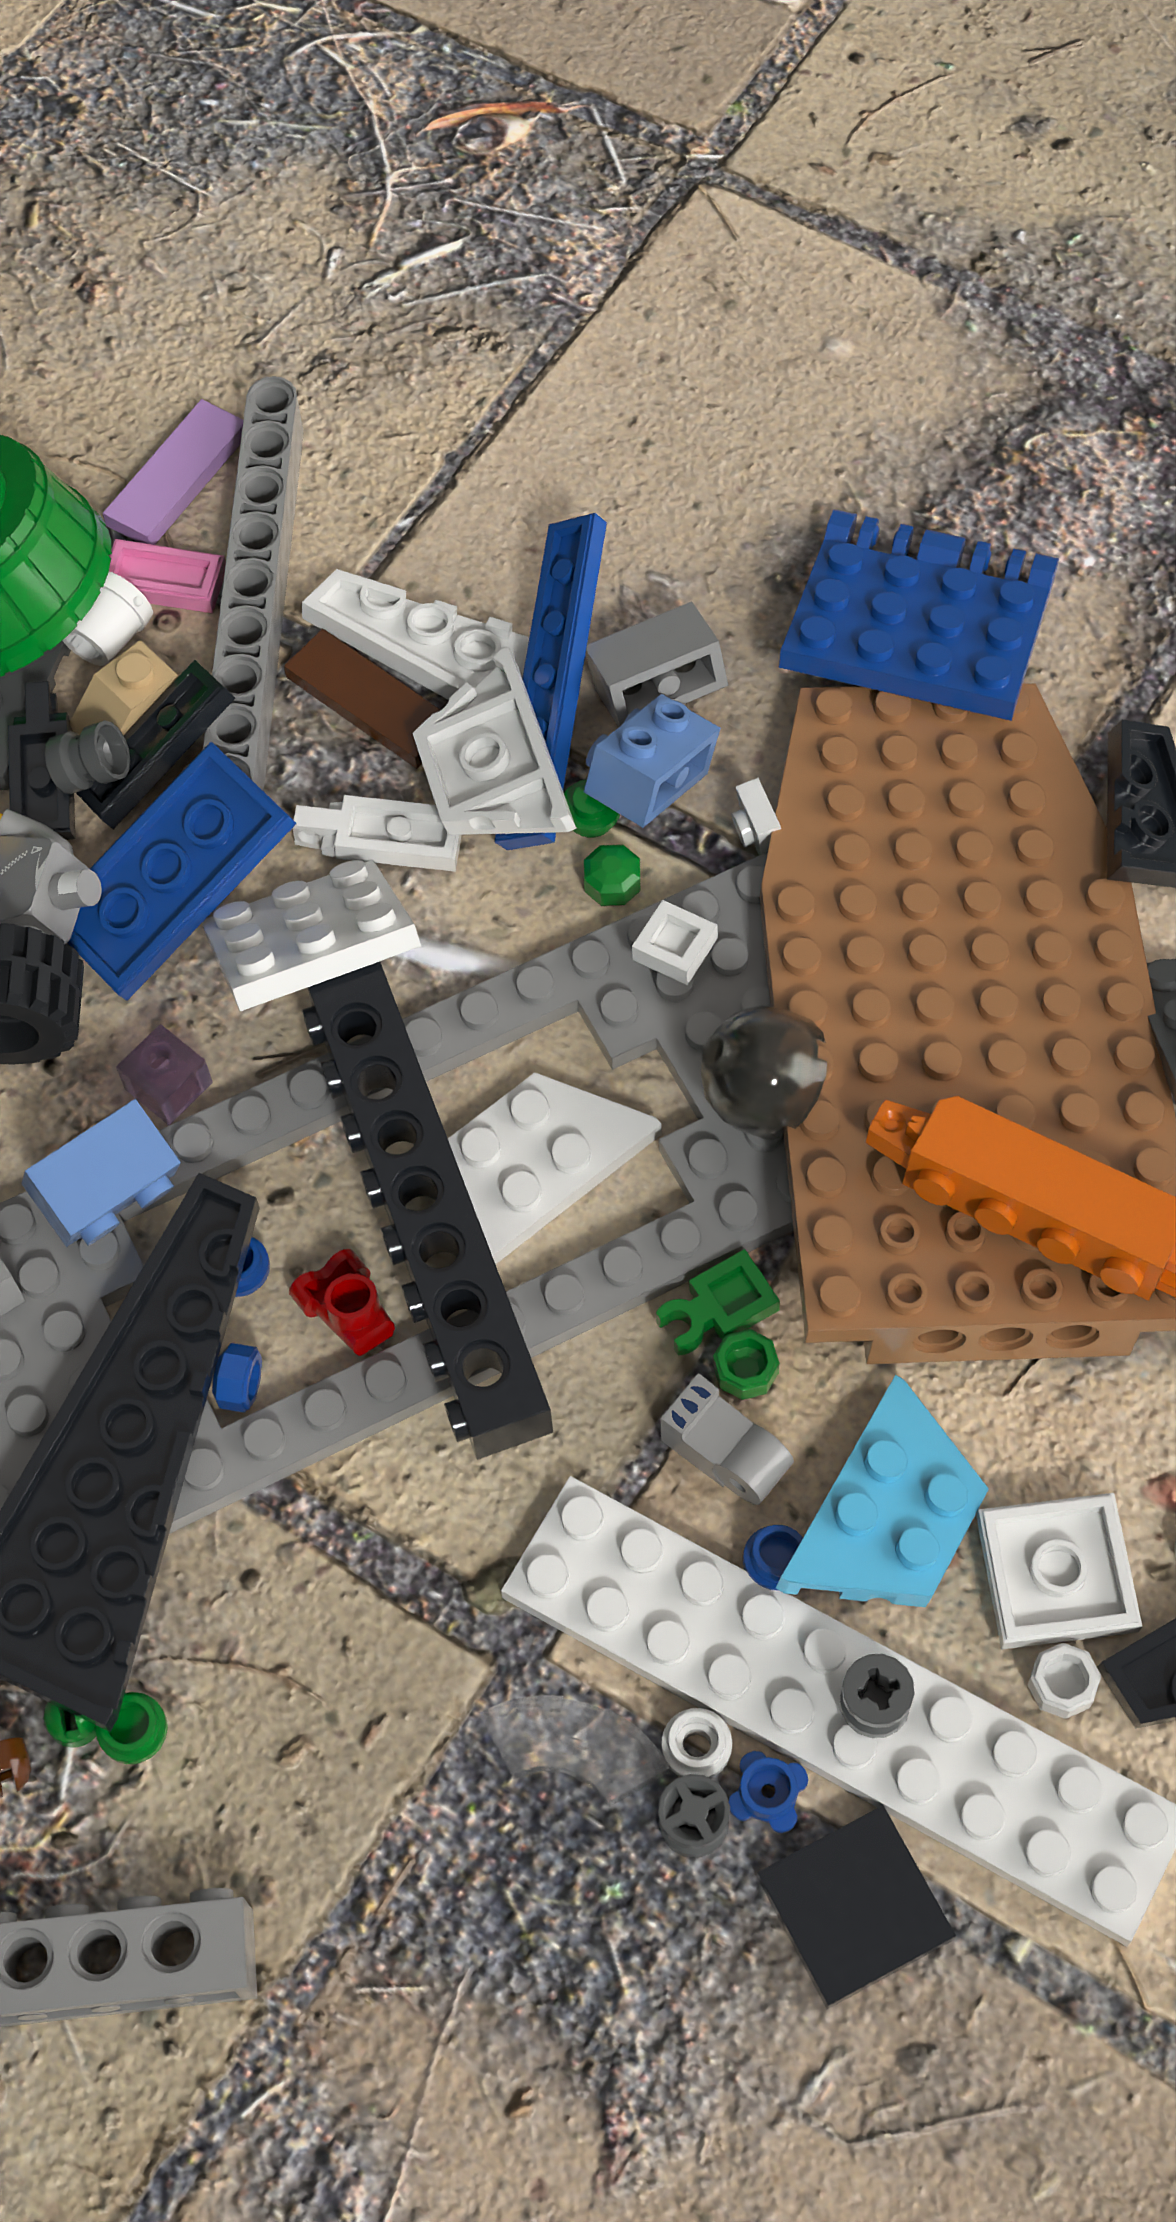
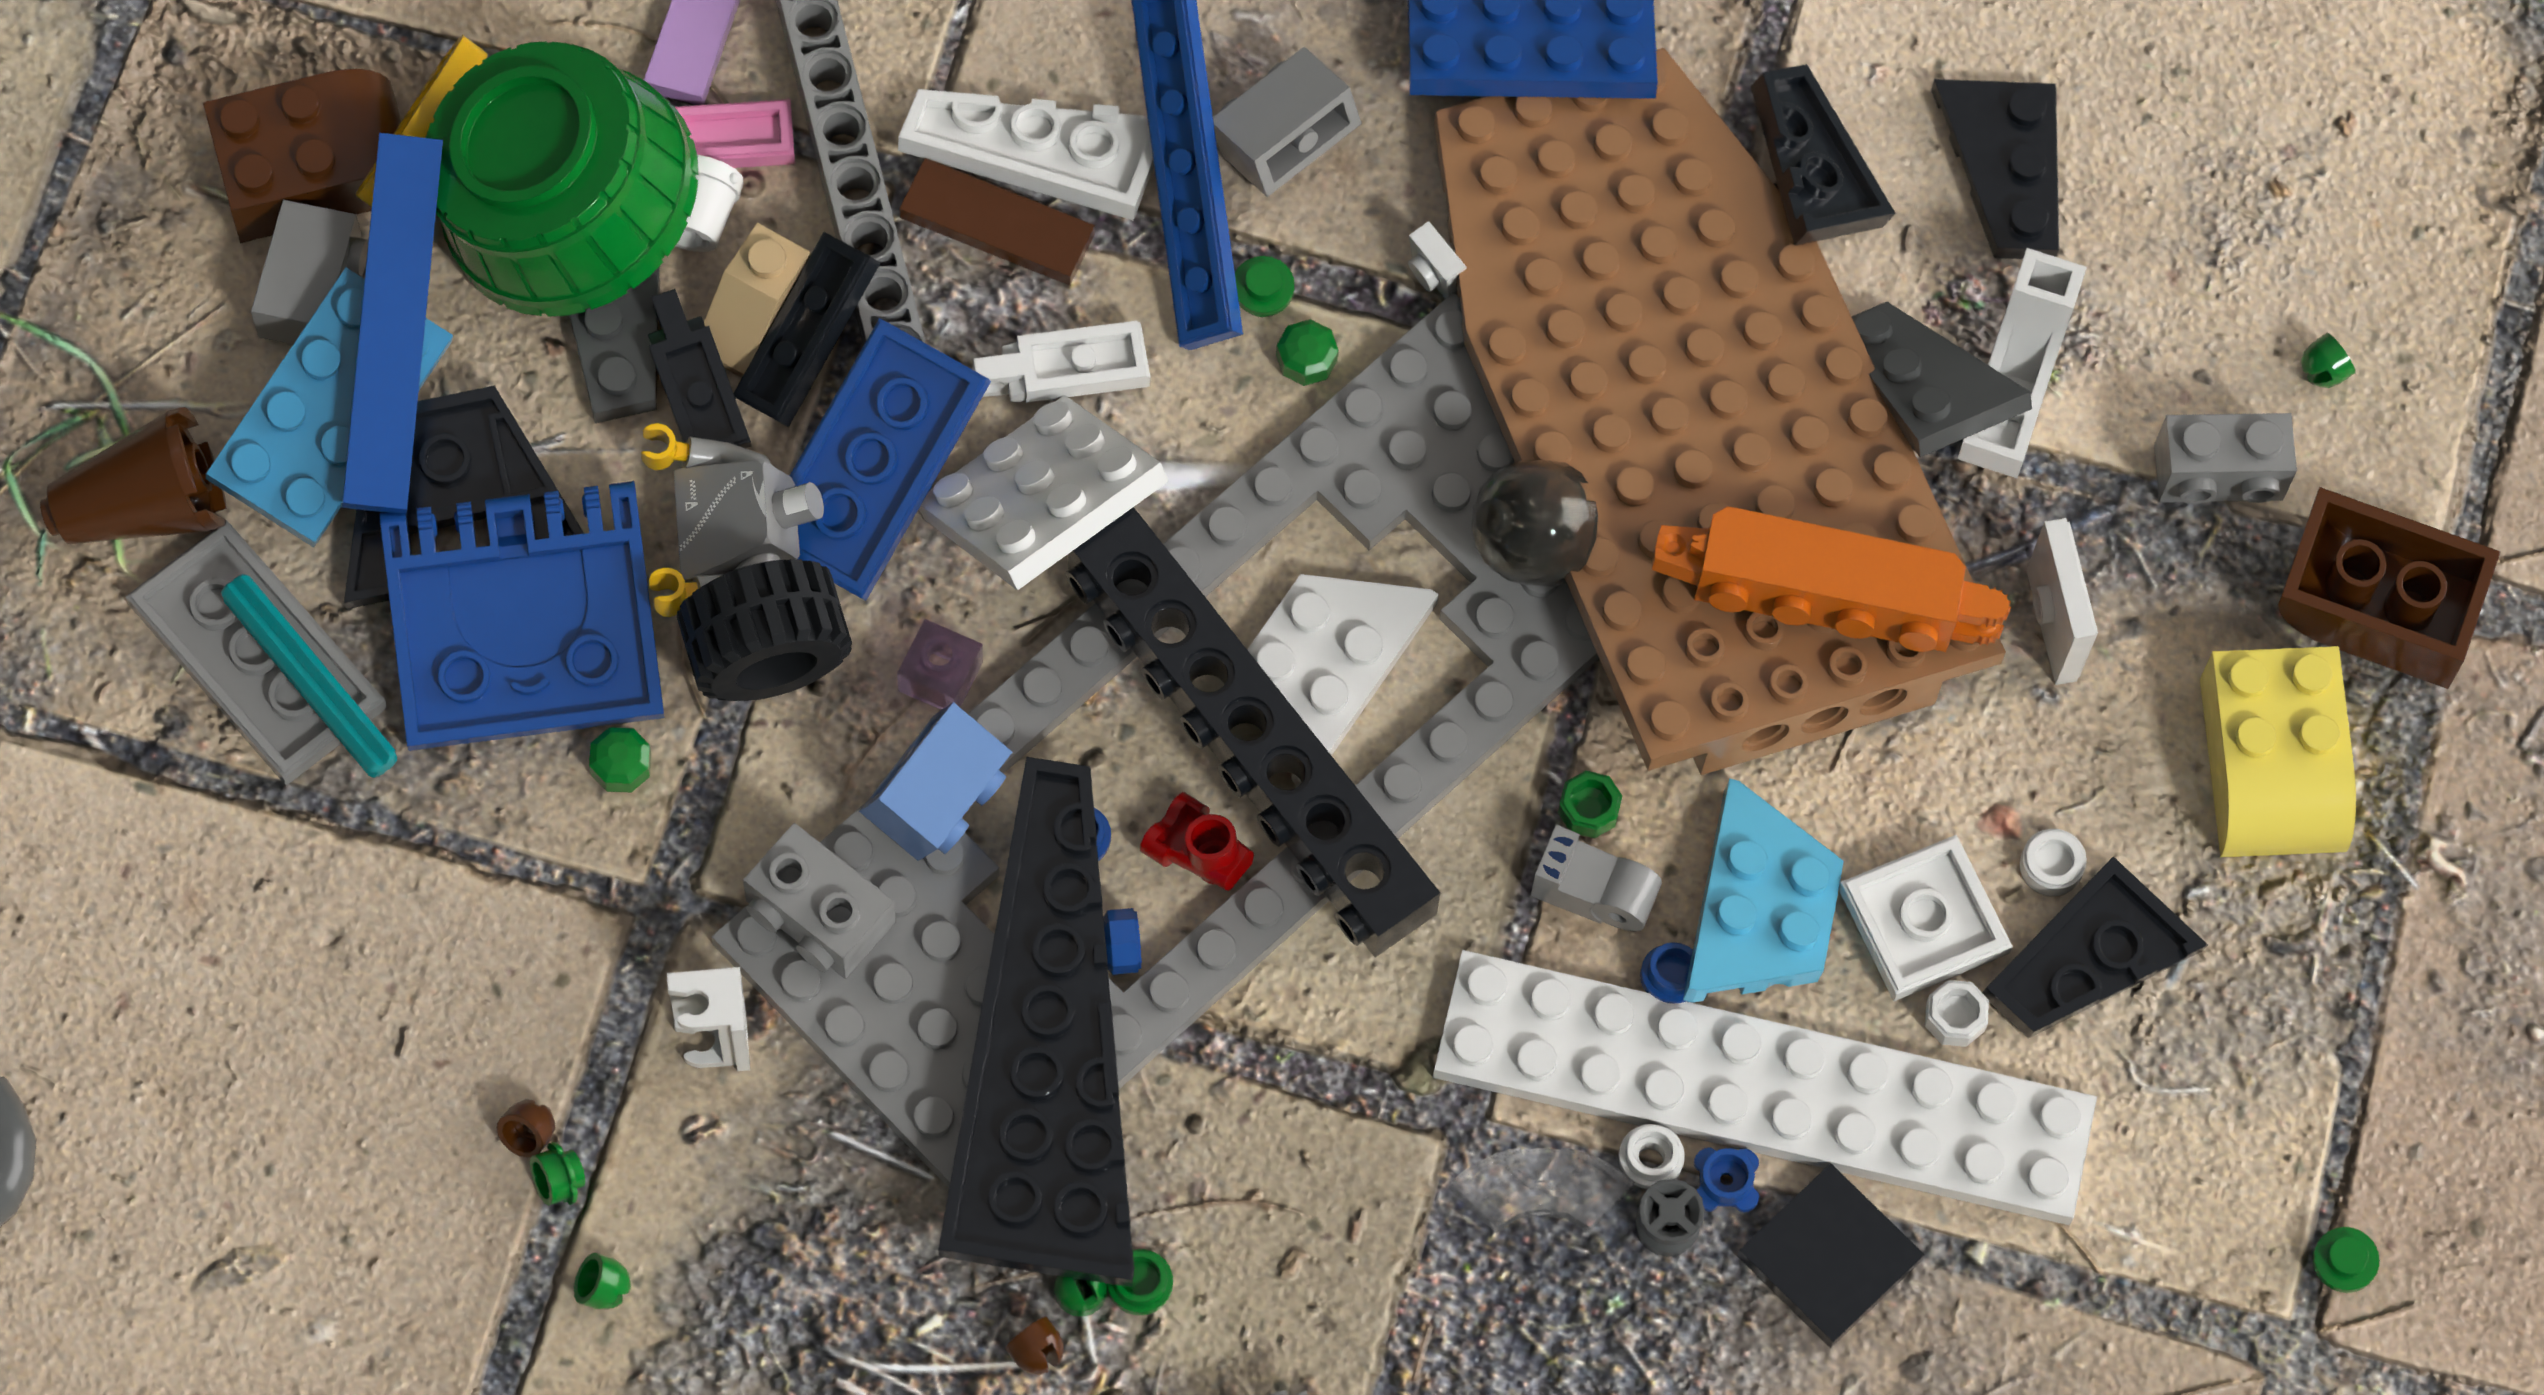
camera: 25 degrees left, 5 degrees up
(82, 758) = (749, 362): dark grey wheel -> none
(492, 760) = (1160, 265): white wing -> none
(650, 759) = (1313, 224): medium blue brick -> none
(674, 942) = (1401, 412): white plate -> none
(725, 1297) = (1551, 748): green plate -> none
(877, 1711) = (1799, 1082): dark grey wheel -> none

